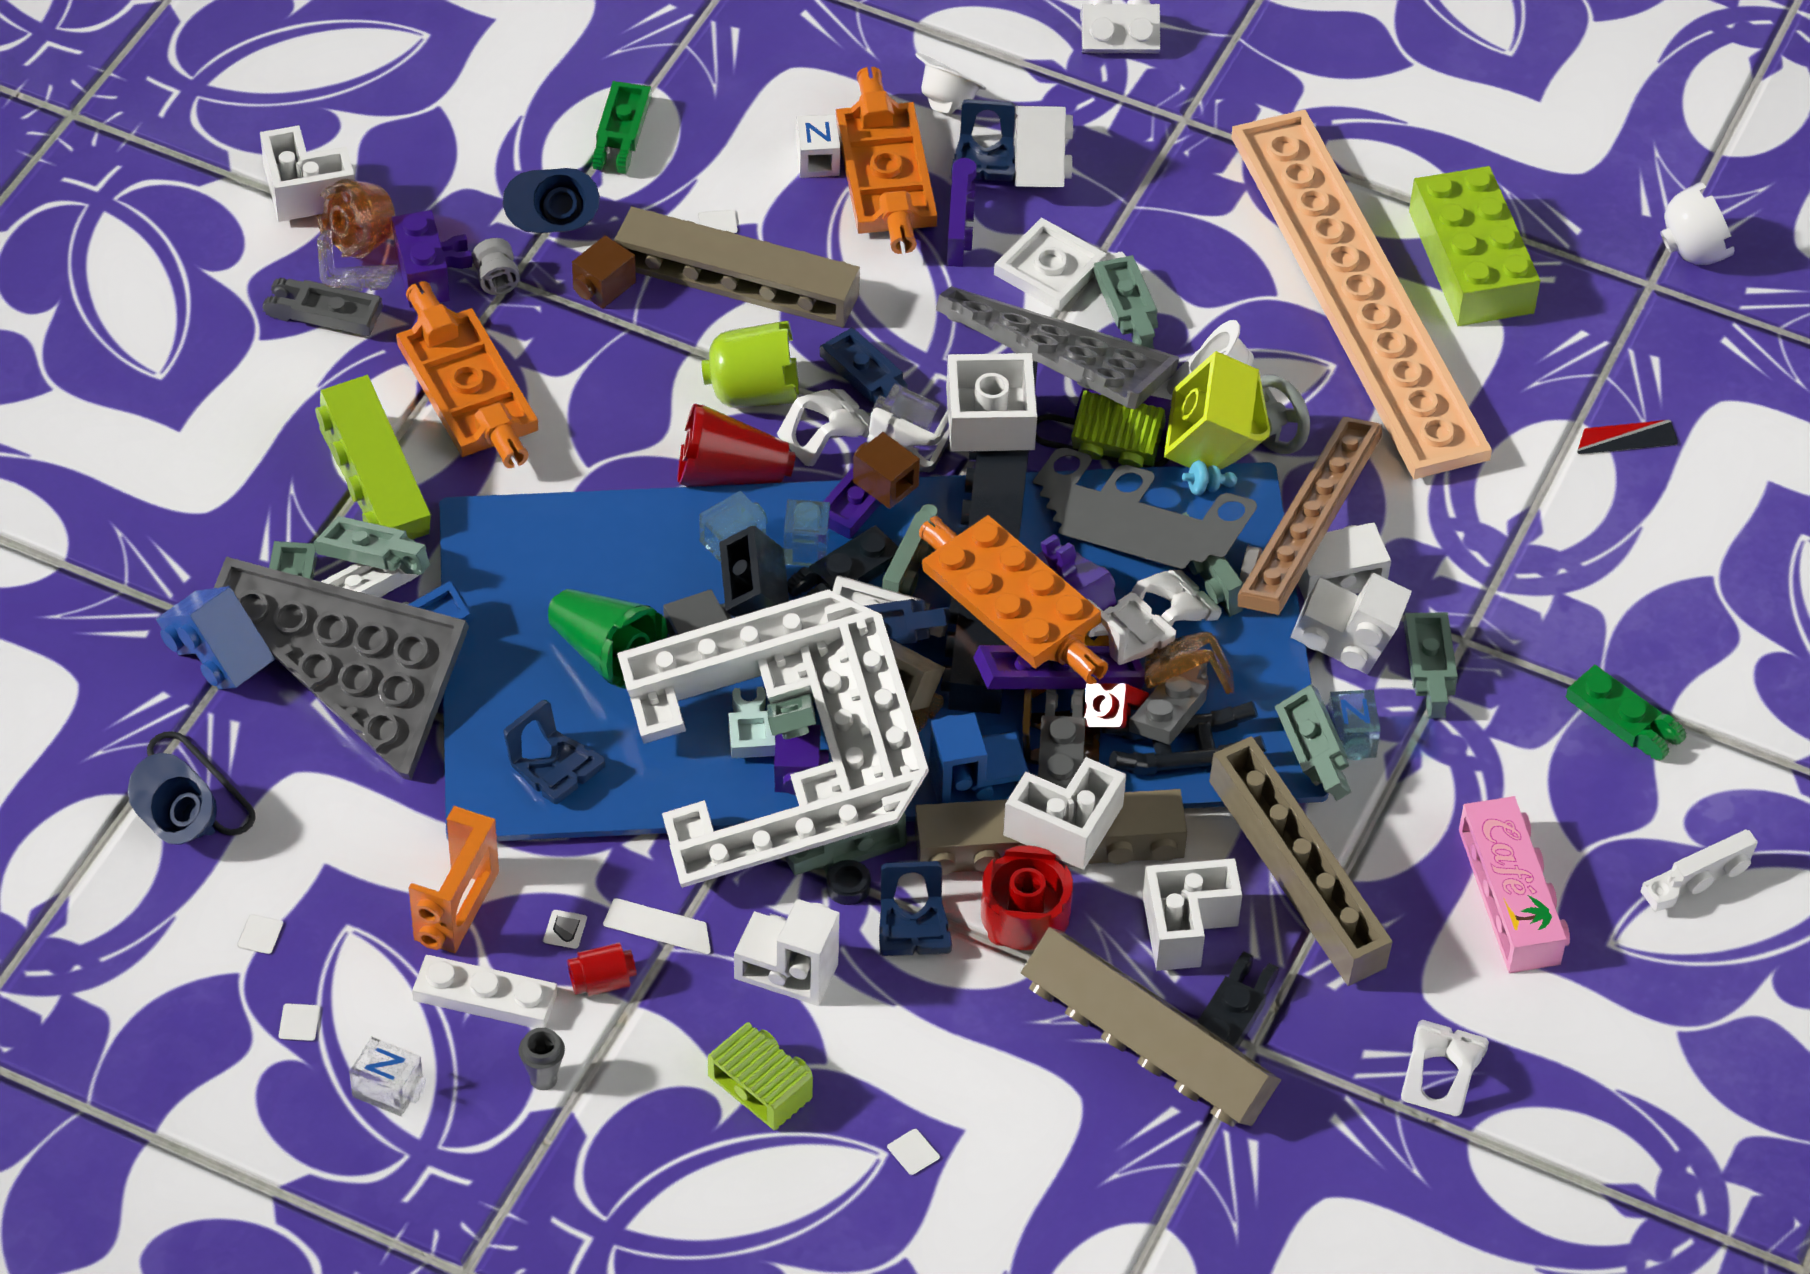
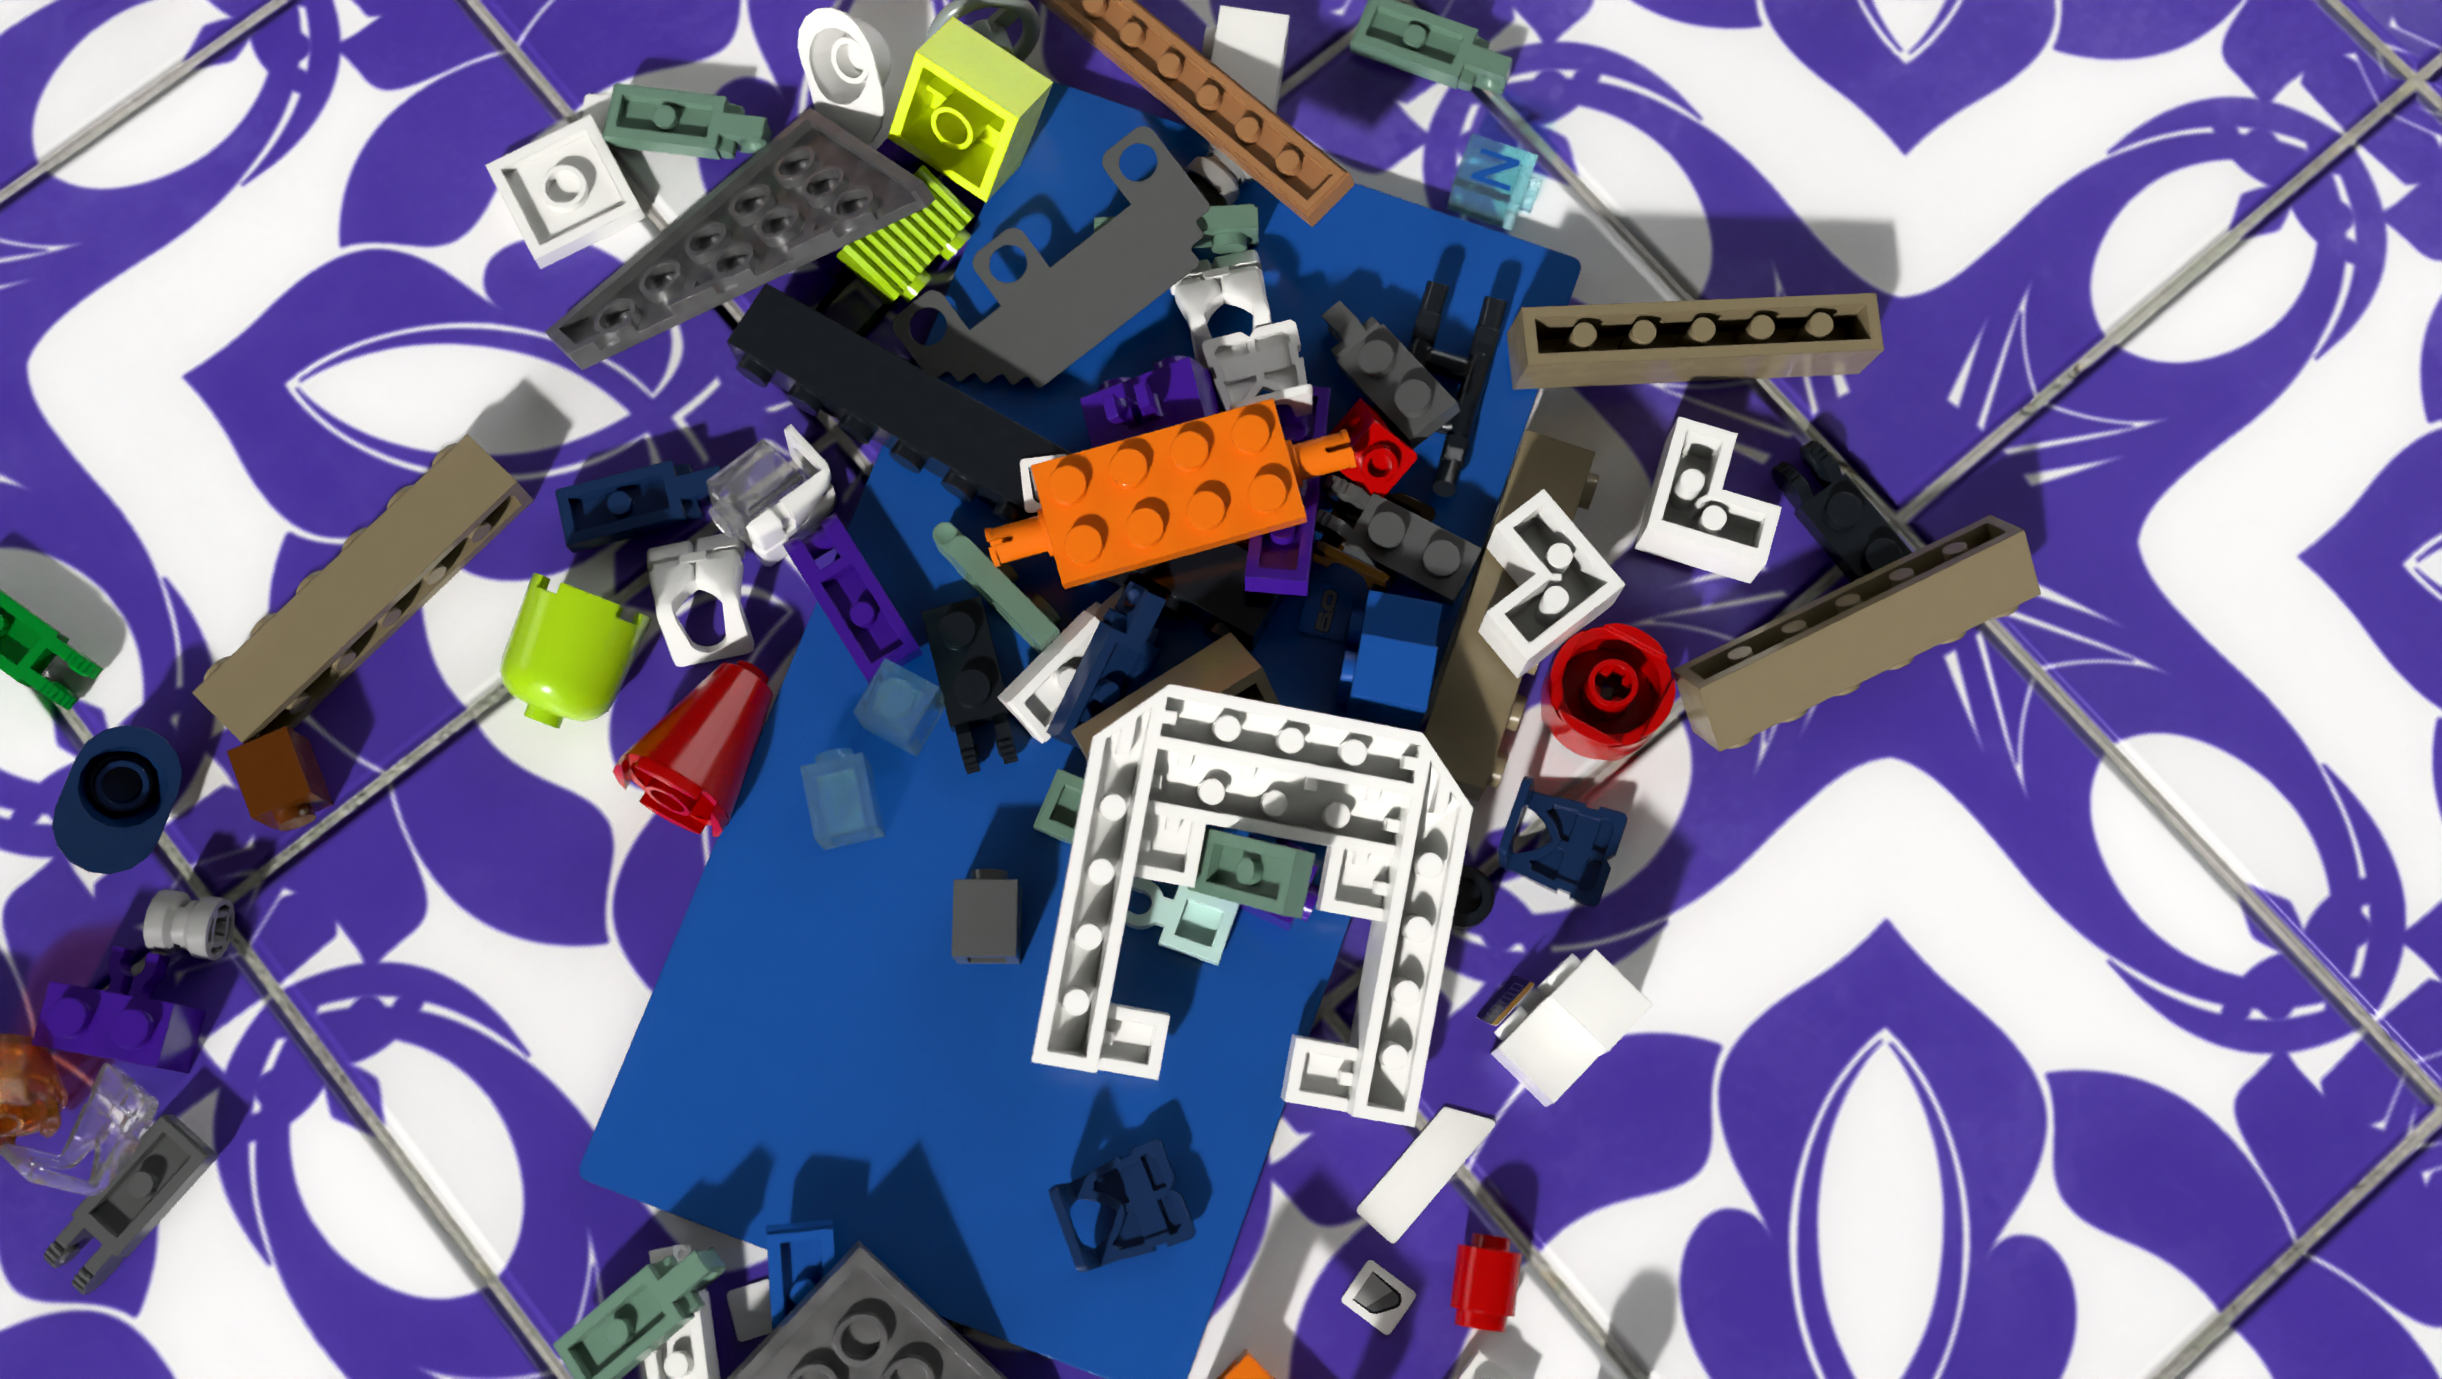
camera: 65 degrees left, 25 degrees up
(371, 457) = (479, 1253): lime wedge -> none
(466, 379) = (377, 1052): orange plate -> none
(603, 627) = (951, 1052): green cone -> none
(721, 220) = (258, 583): white sticker -> none
(752, 572) = (955, 812): black brick -> none
(761, 1075) = (1733, 1143): lime brick -> none
(818, 146) = (202, 391): white brick -> none
(885, 164) = (284, 318): orange plate -> none
(885, 469) = (858, 560): reddish brown brick -> none
(913, 1151) = (1896, 996): white sticker -> none
(946, 86) = (188, 177): white piece -> none
(961, 210) = (424, 261): dark purple plate -> none
(991, 402) = (835, 373): white brick -> none
(998, 160) = (347, 184): dark blue piece -> none
(1041, 146) = (360, 97): white brick -> none
(1183, 656) = (1337, 349): clear orange piece -> none
(1208, 478) = (1038, 168): medium azure hair -> none
(1315, 740) = (1512, 236): sand green hinge -> none
(1351, 625) = (1365, 96): white brick -> none
(1439, 1041) = (1994, 313): white piece -> none
(1513, 884) = (1803, 119): bright pink brick -> none

